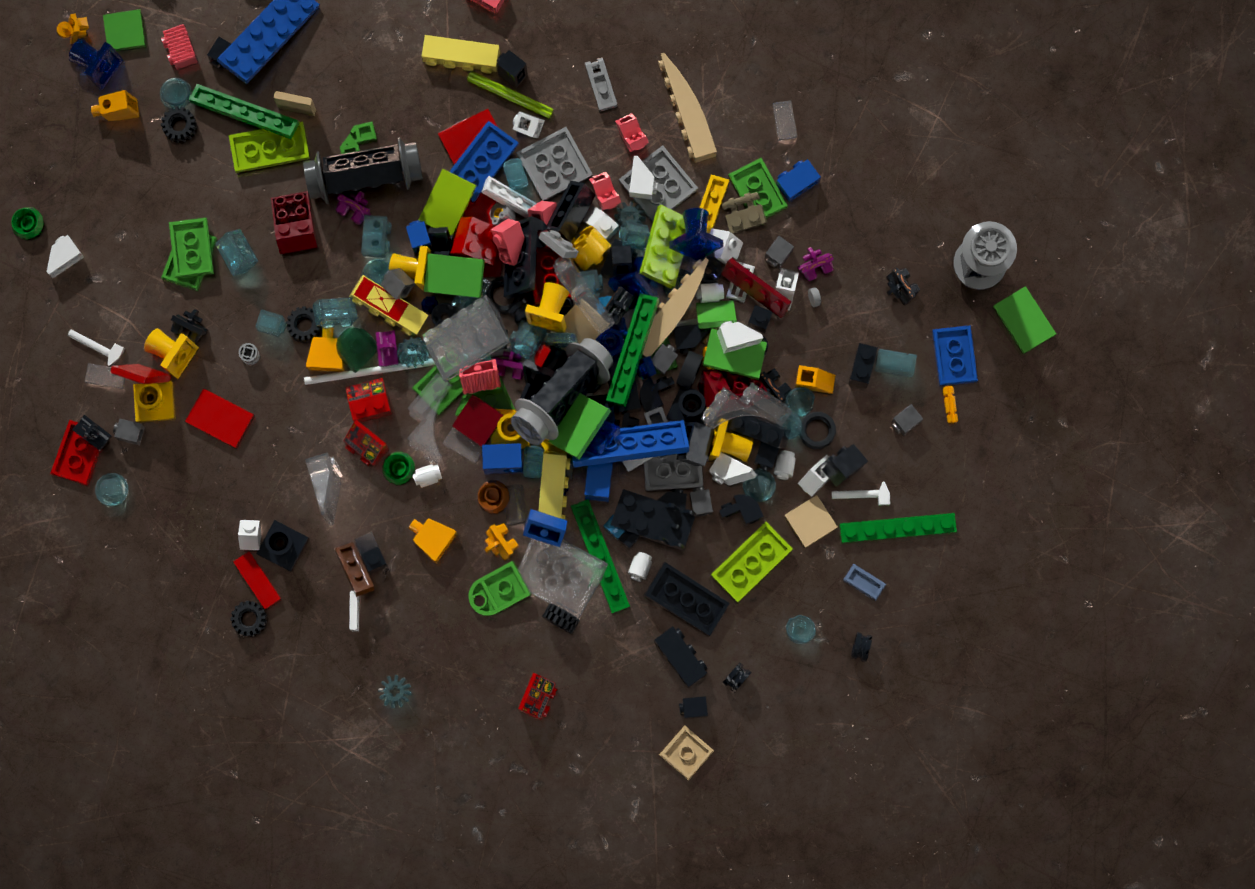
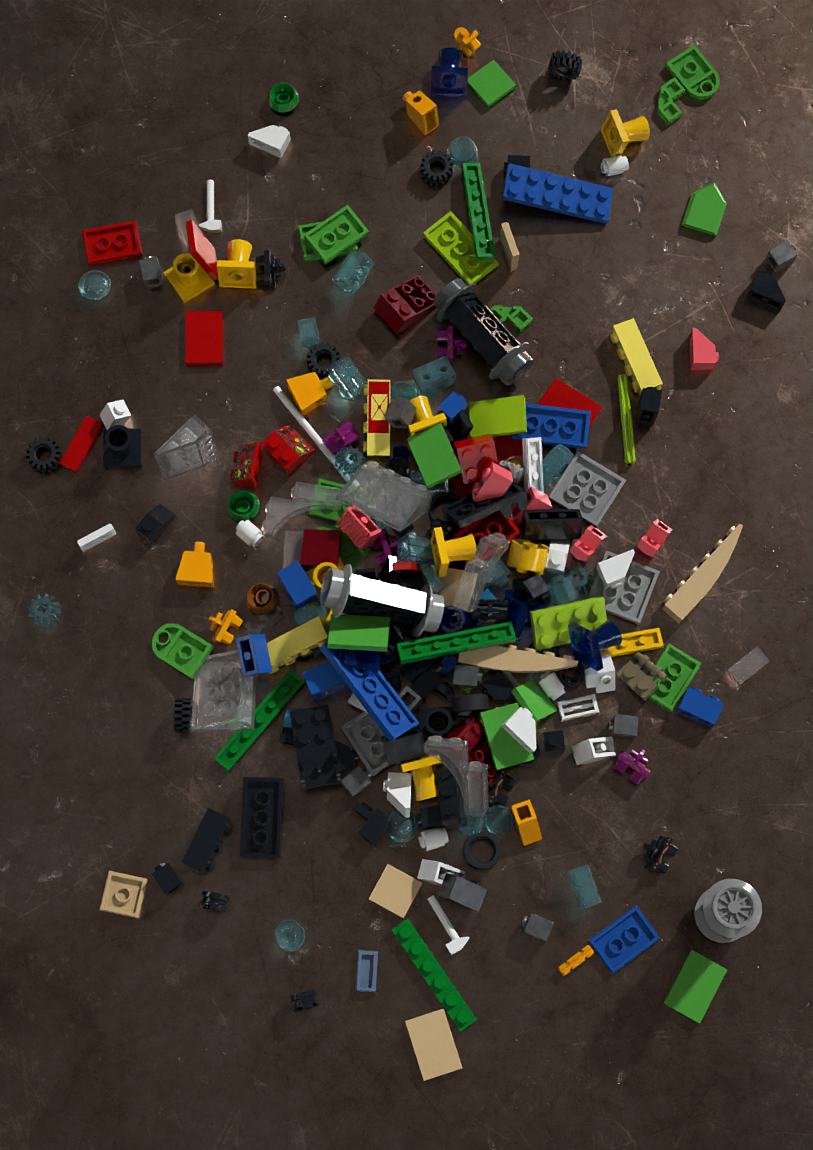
camera: 60 degrees right, 5 degrees down
(92, 433) = (132, 241): black hips -> none
(180, 47) = (503, 132): coral brick -> none
(251, 356) = (275, 332): light grey wheel -> none
(354, 569) = (131, 516): reddish brown plate -> none
(356, 347) = (326, 411): clear green tile -> none
(534, 128) = (608, 447): white brick -> none
(537, 697) = (102, 733): slope -> none
(558, 244) = (513, 527): light grey plate -> none
(601, 85) = (681, 490): light grey plate -> none
(640, 566) = (269, 760): white brick -> none
(751, 562) = (328, 857): lime plate -> none
(756, 288) = (578, 722): dark red plate -> none
(814, 297) = (602, 780): light grey tile -> none
(863, 365) = (565, 858): black brick -> none
(955, 560) = (433, 1044): none -> tan tile

